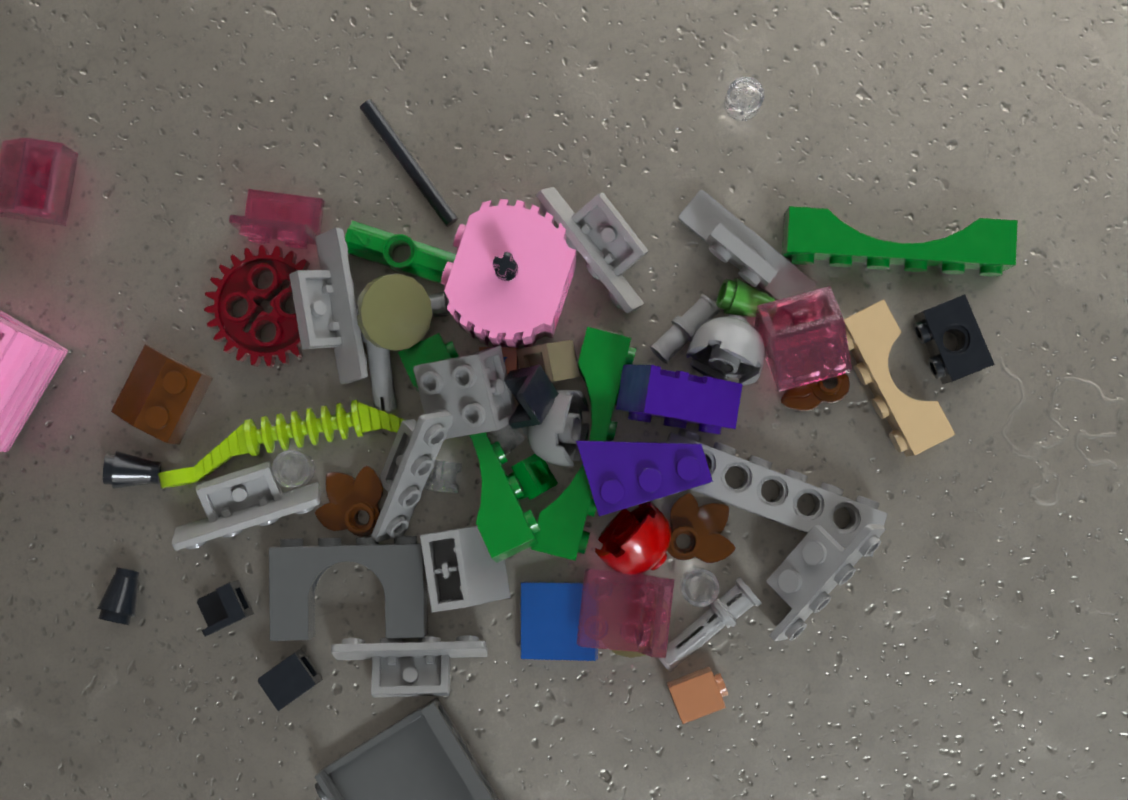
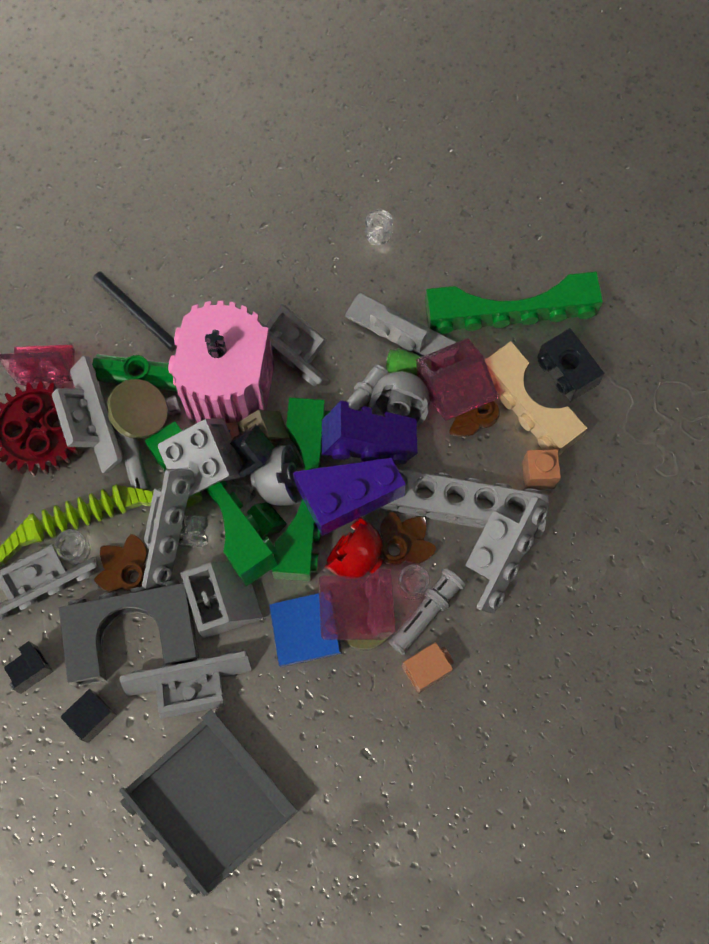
camera: 15 degrees left, 15 degrees down
(885, 474) = (541, 469): none -> nougat brick

